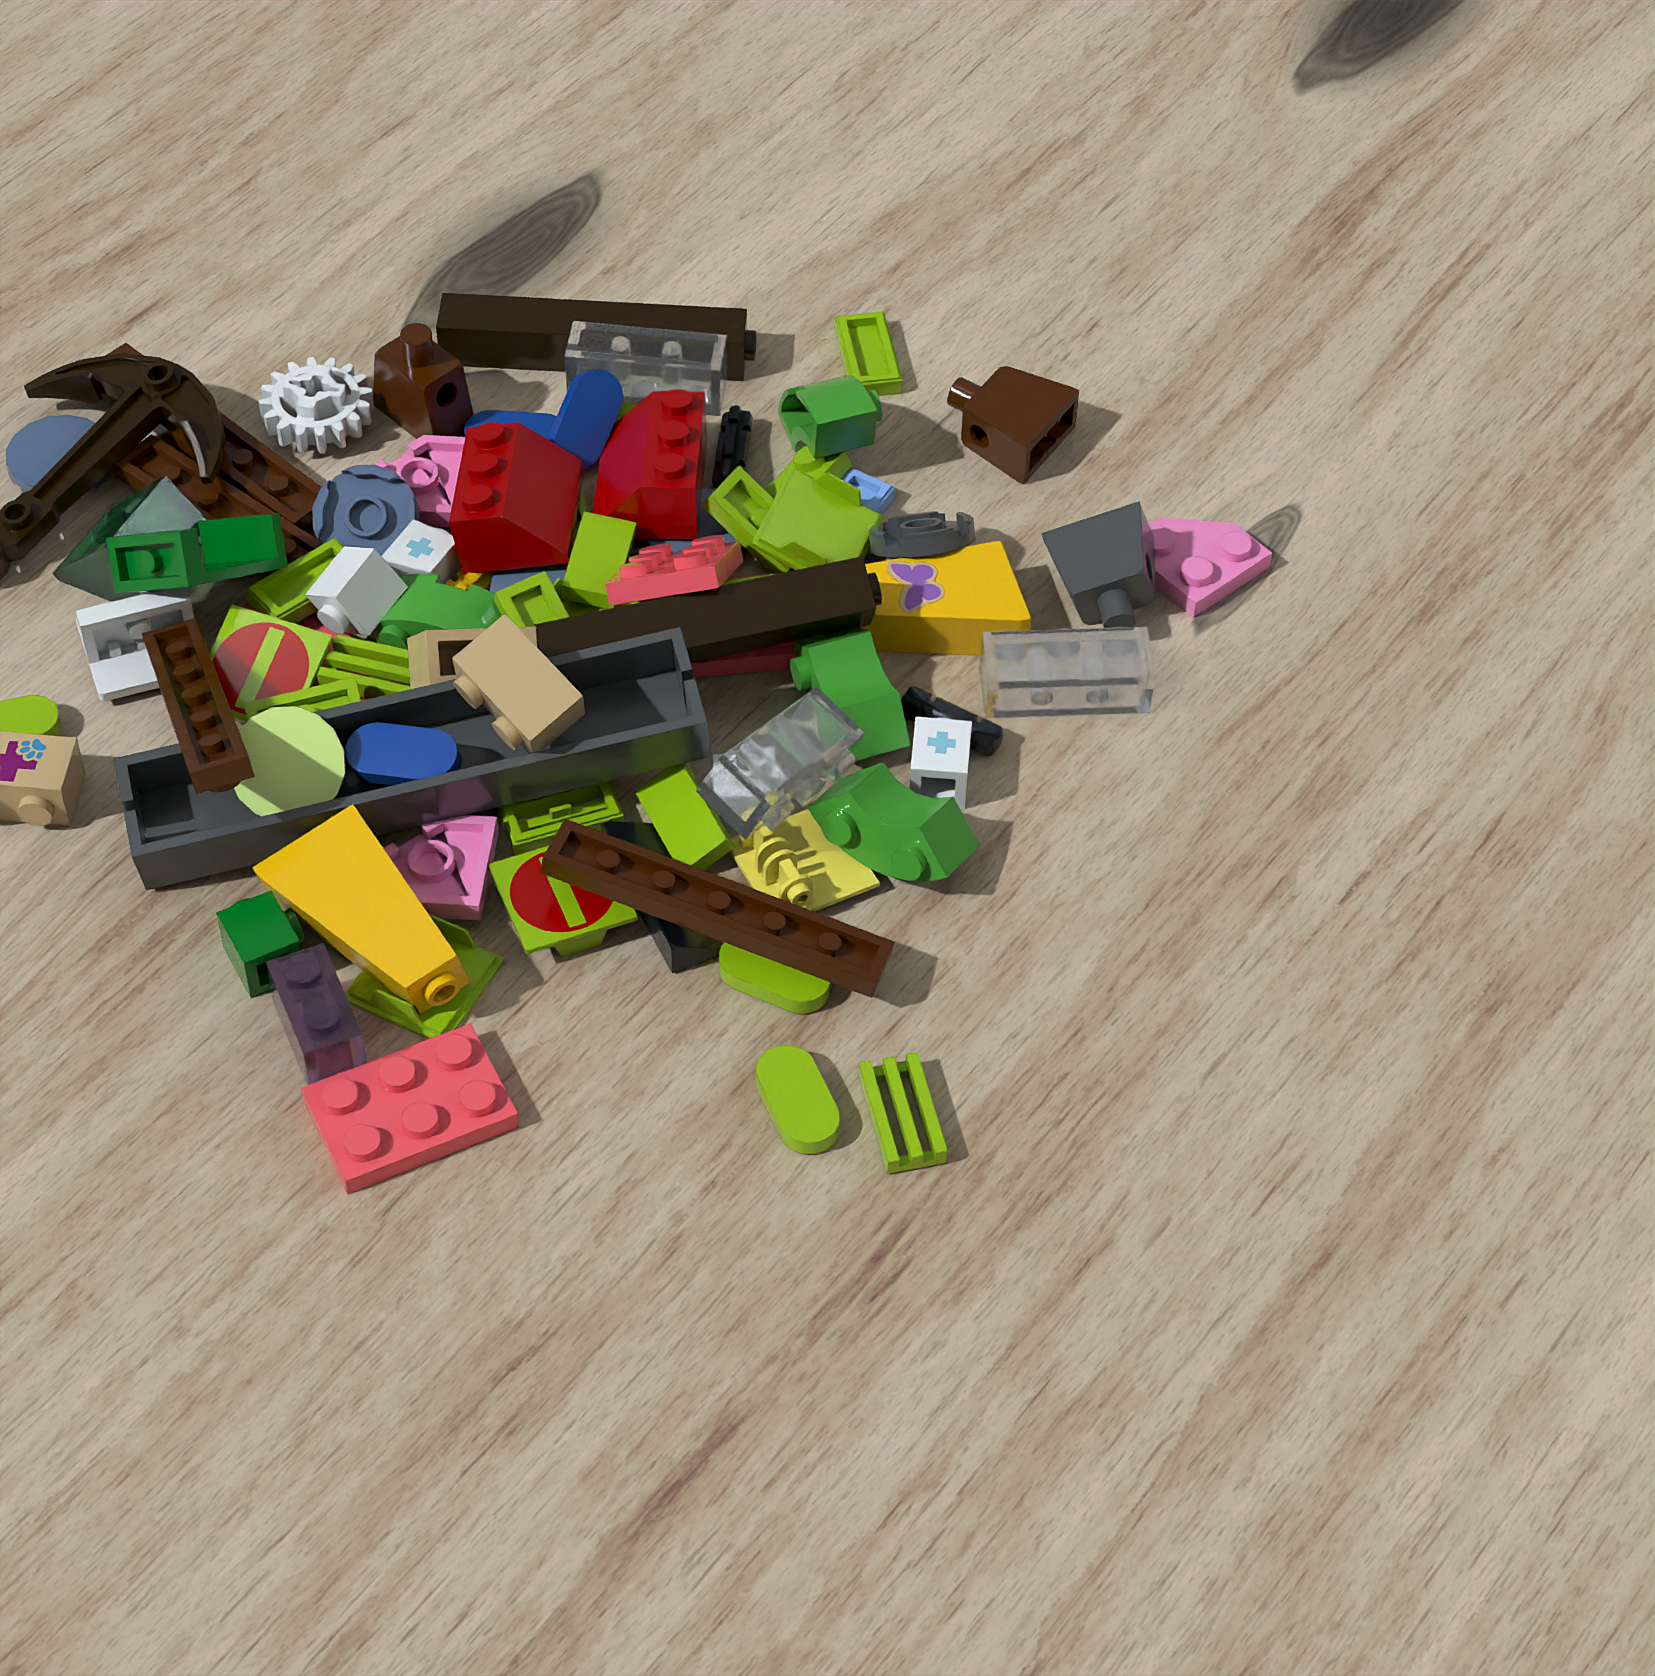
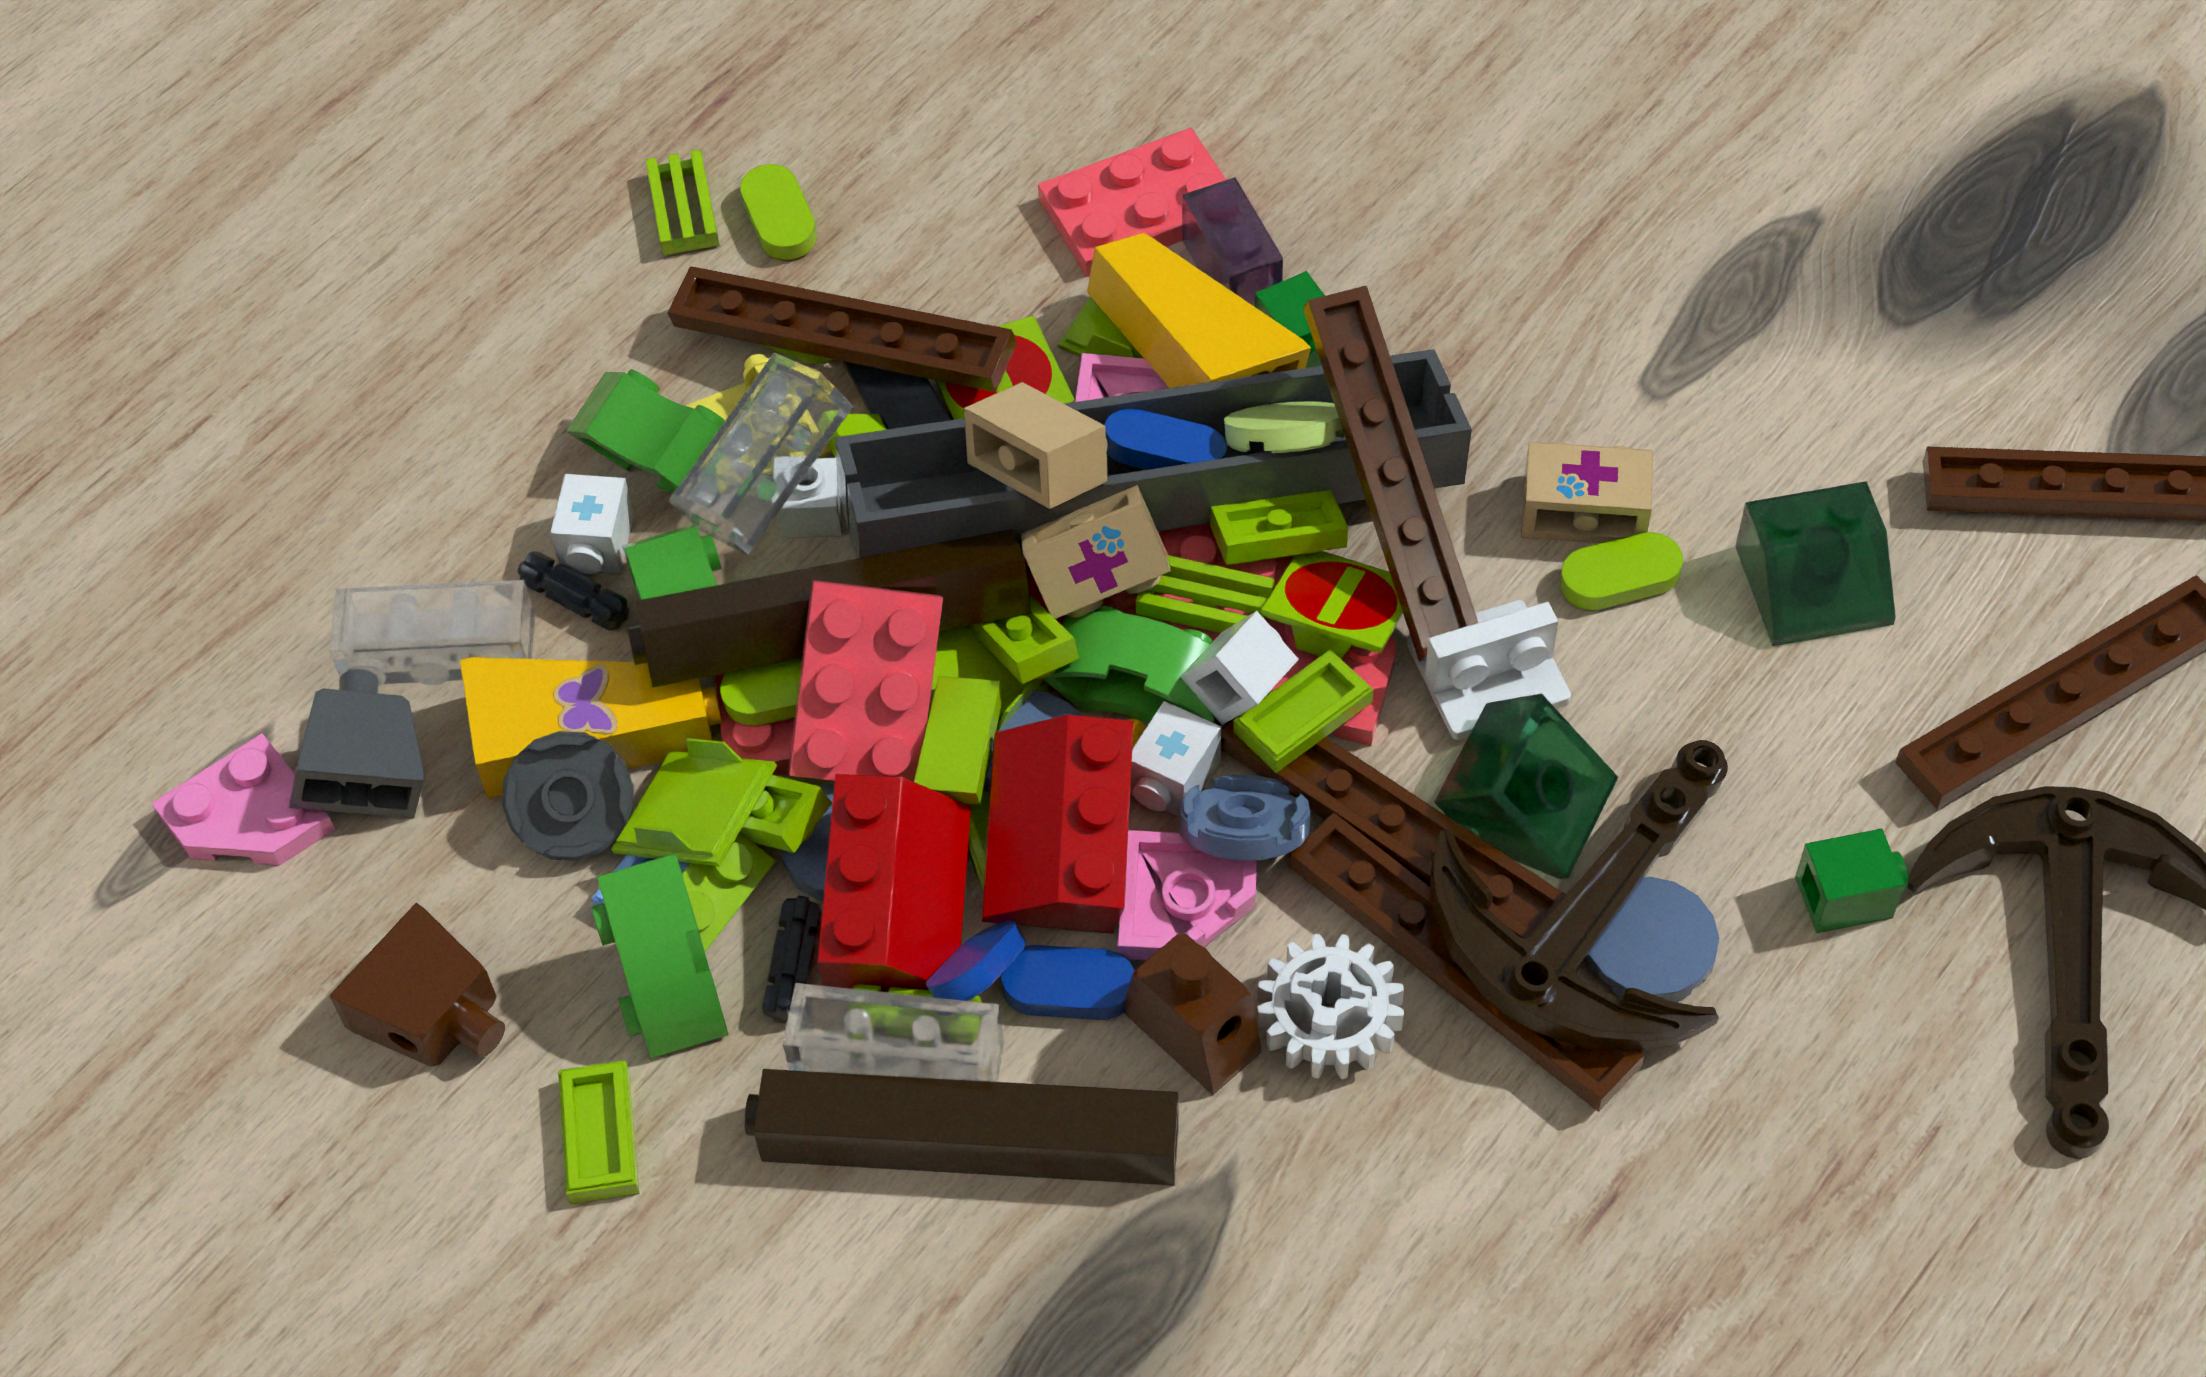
camera: 175 degrees left, 5 degrees up
(174, 560) = (1424, 689): green panel -> none

